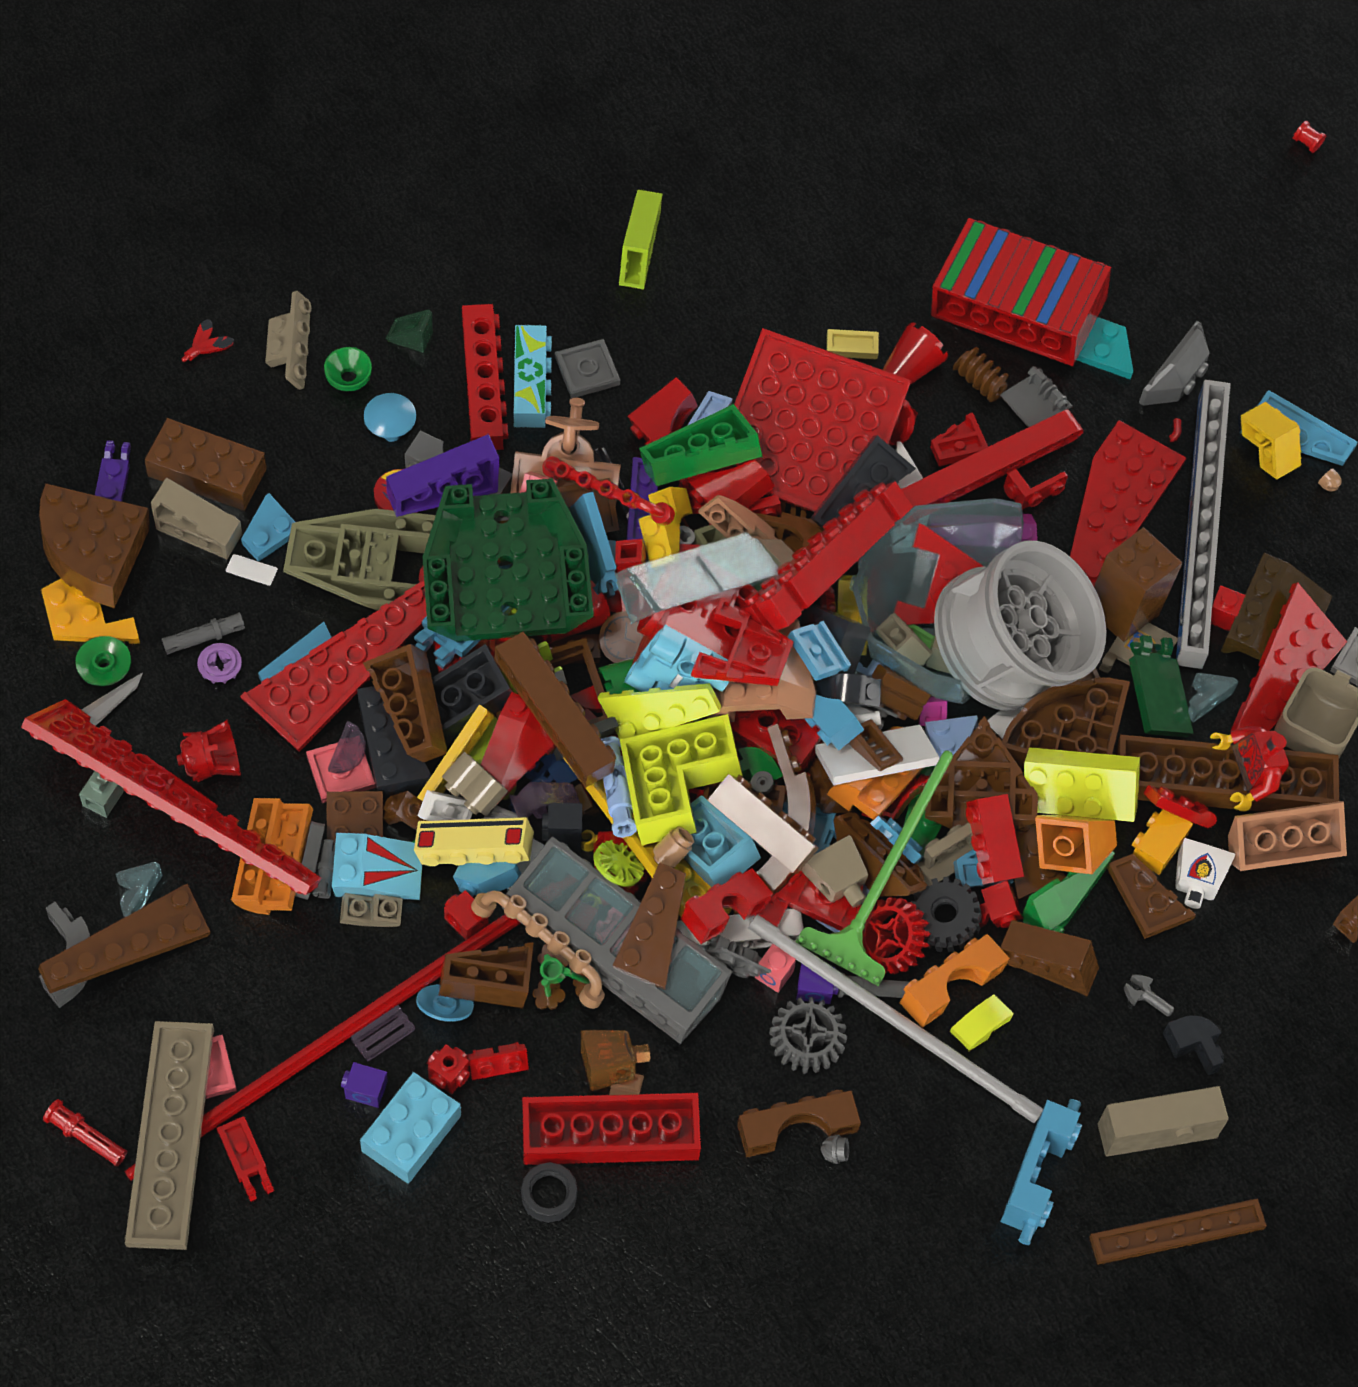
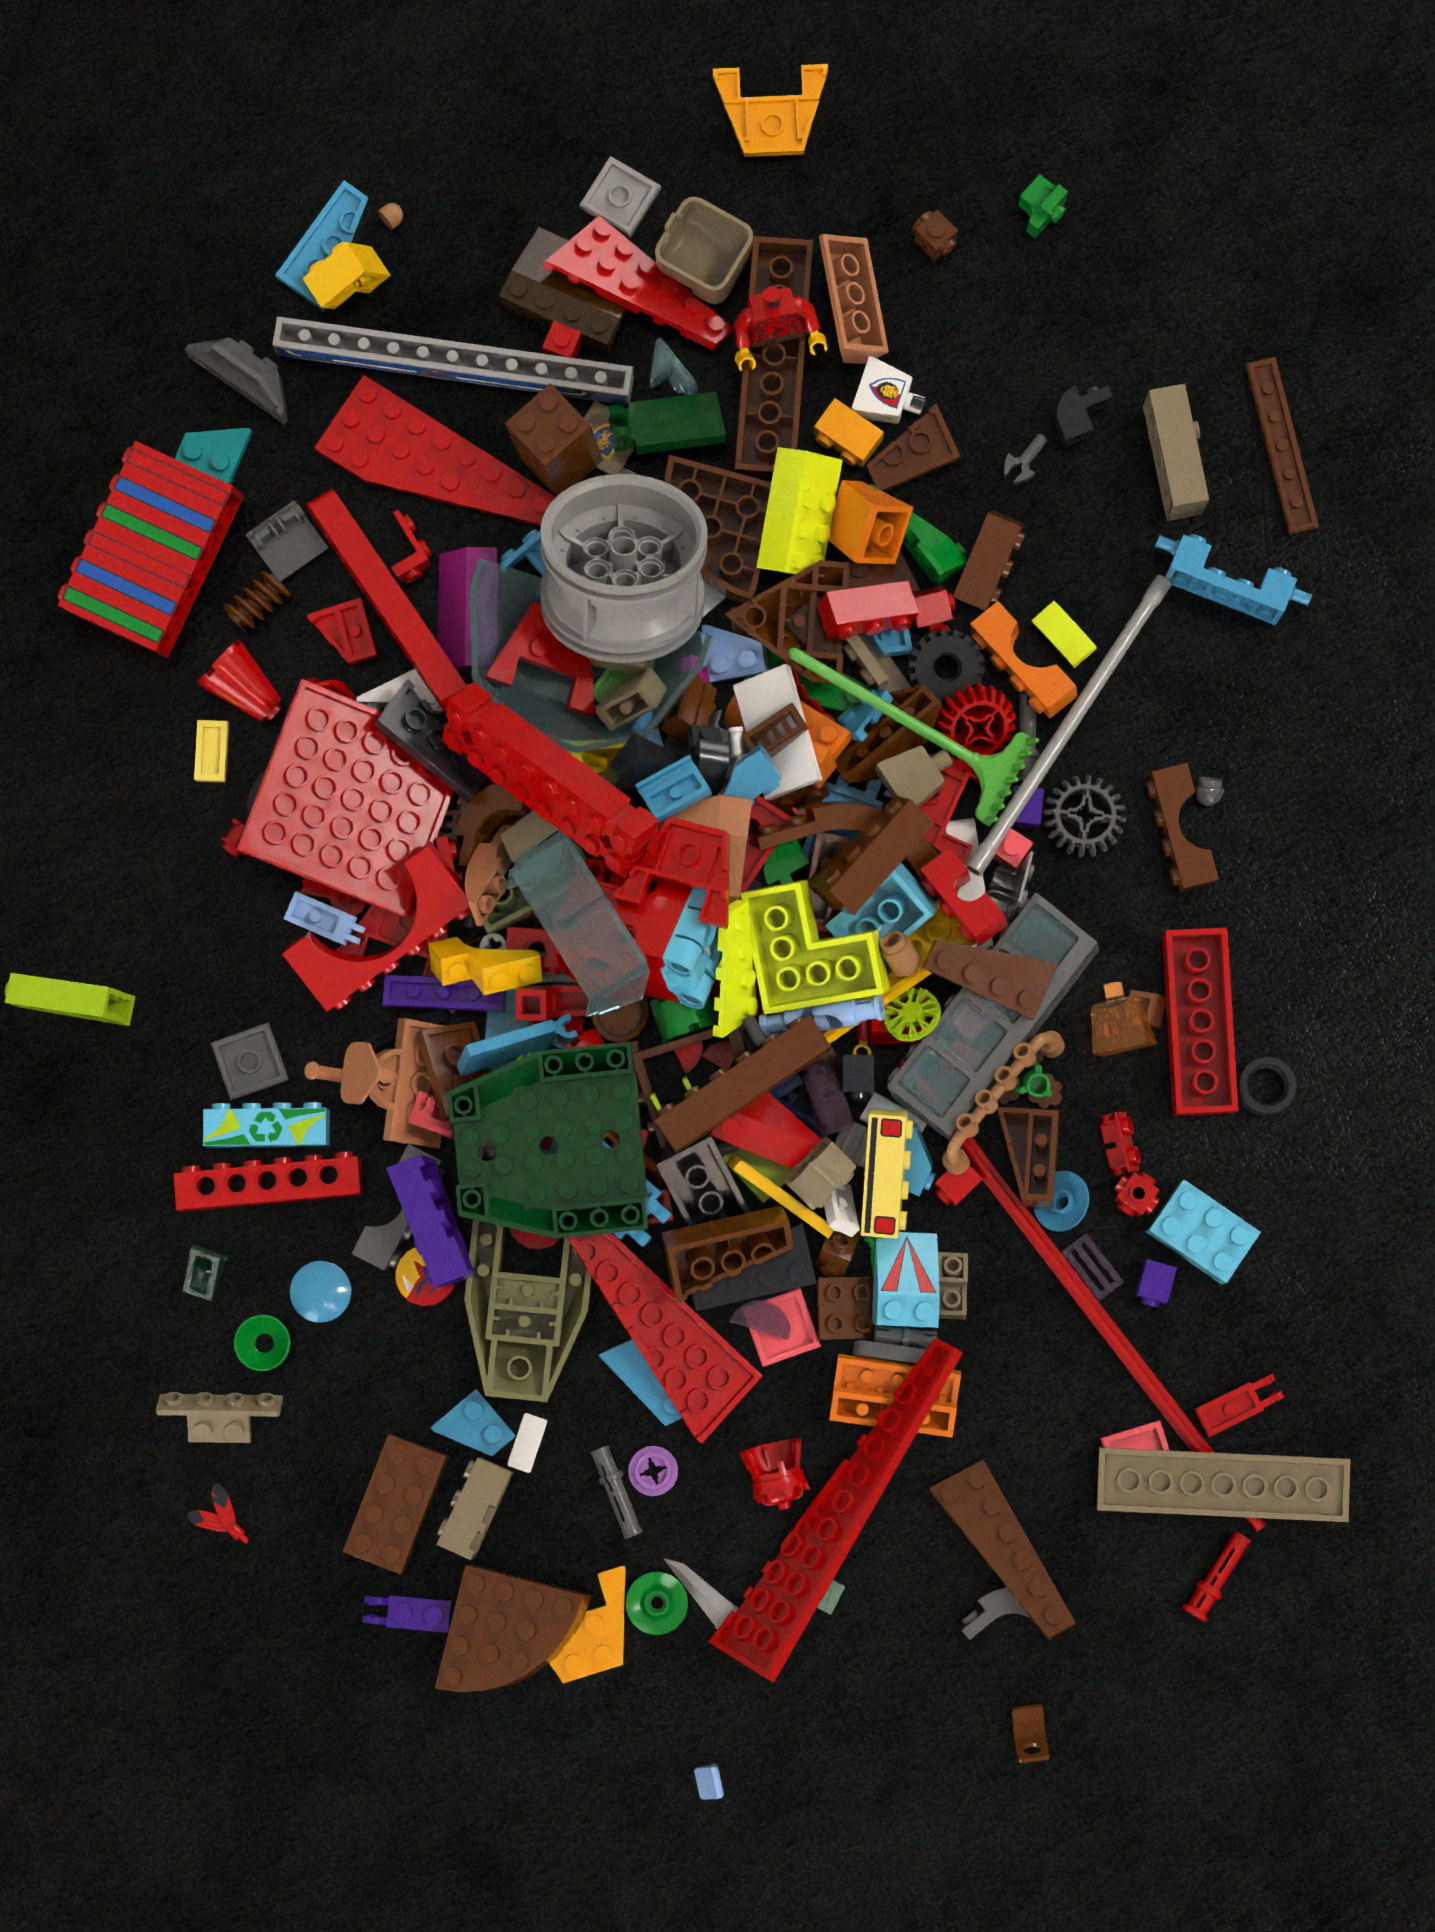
camera: 80 degrees left, 20 degrees up
(141, 883) = (928, 1537): clear light blue slope -> none
(556, 469) = (410, 1092): red bar -> none
(701, 447) = (392, 919): green wedge -> none
(762, 782) = (819, 863): dark grey piece -> none
(1177, 426) = (313, 382): red leg -> none
(1182, 807) = (815, 410): red hinge -> none

